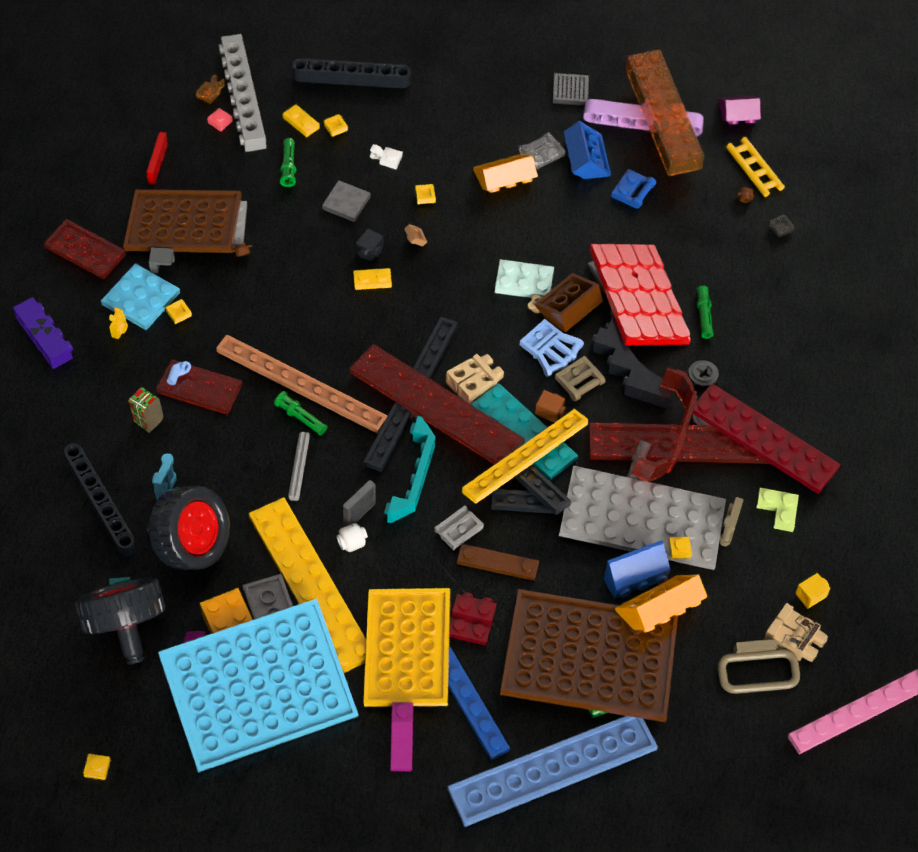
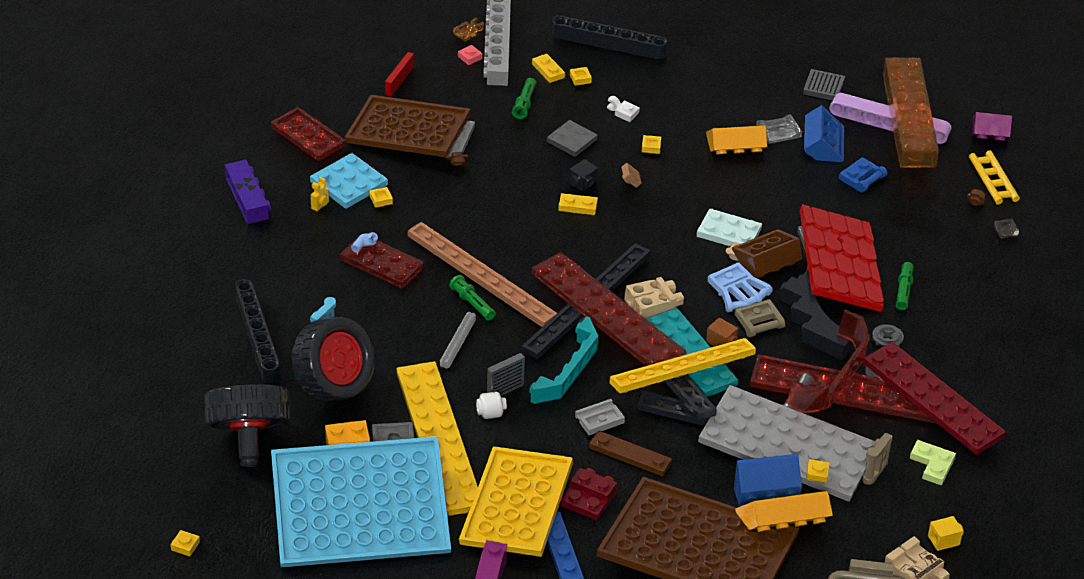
camera: 15 degrees right, 15 degrees down
(146, 409) = (330, 272): piece -> none
(160, 256) = (377, 149): dark grey panel -> none

